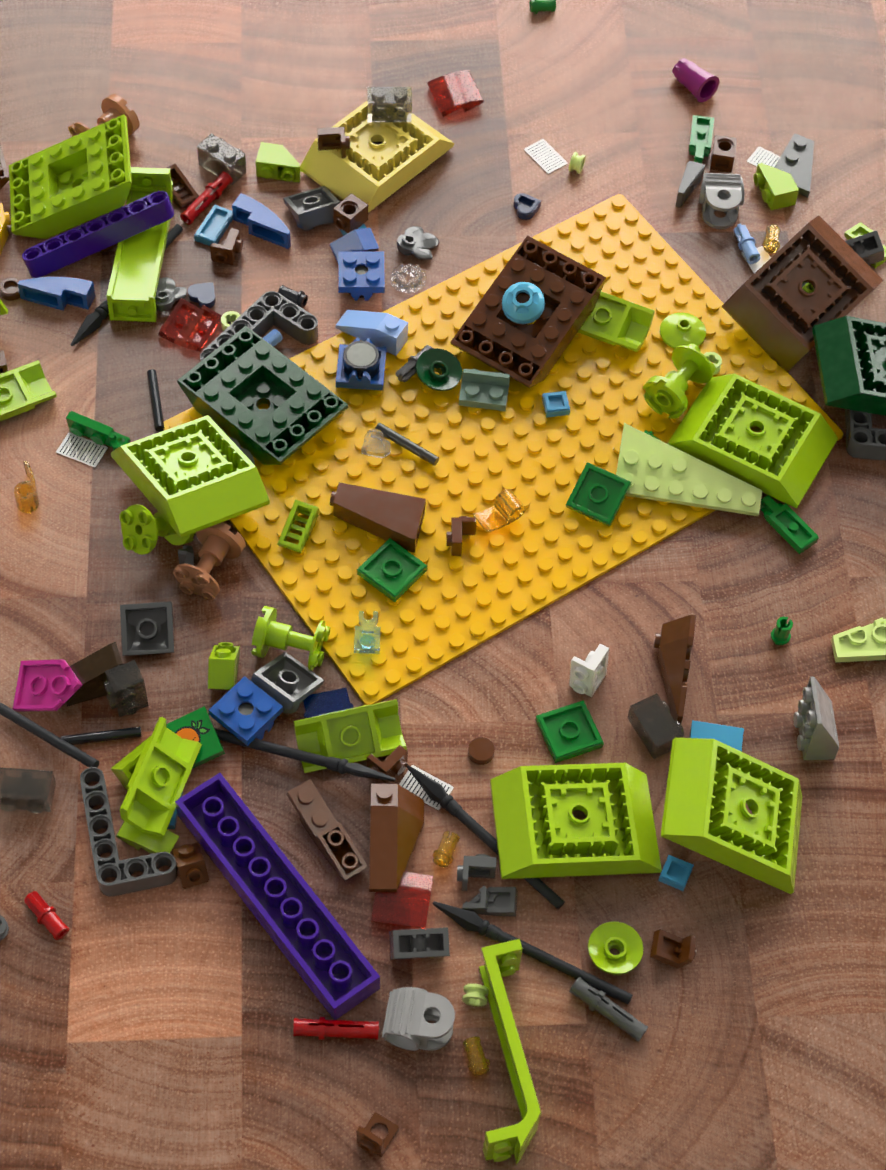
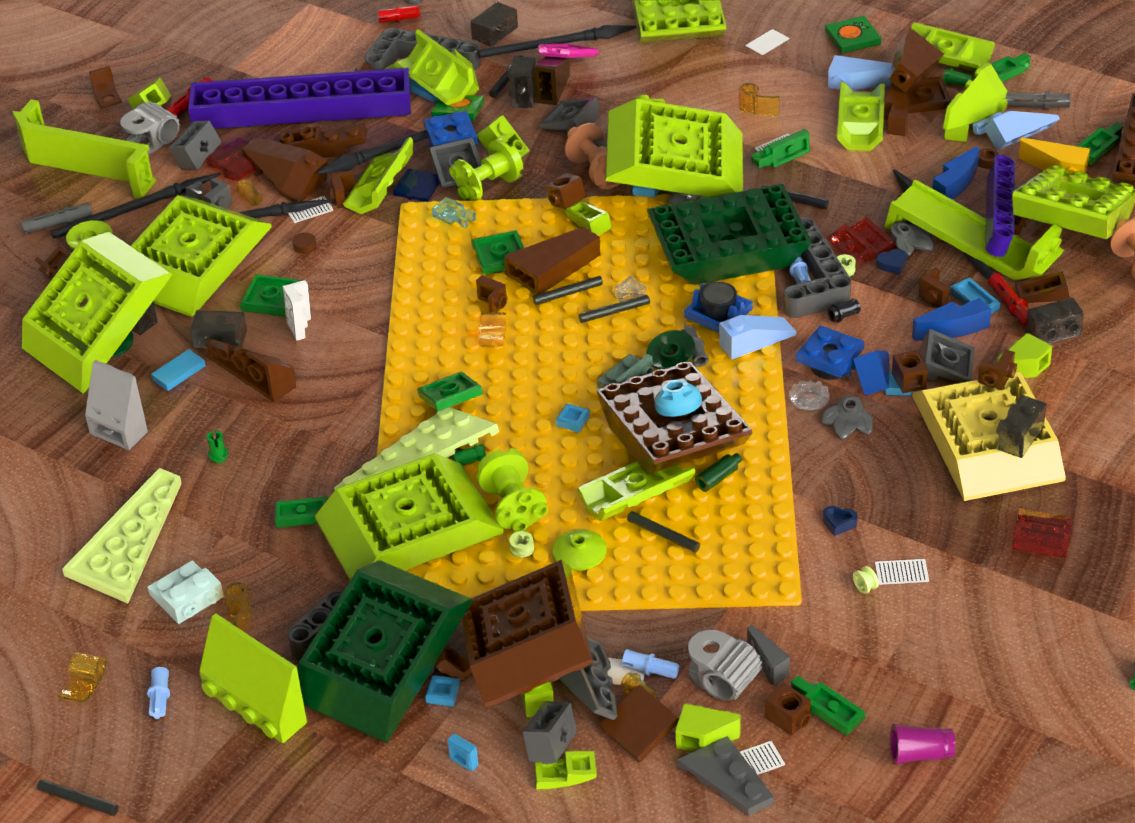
camera: 130 degrees right, 15 degrees down
(274, 546) = (565, 191): none -> reddish brown brick
(364, 1060) = (154, 92): none -> lime slope
(406, 489) = (567, 290): none -> pearl dark grey bar
(627, 280) = (663, 531): none -> pearl dark grey bar
(796, 215) = (640, 723): none -> reddish brown tile

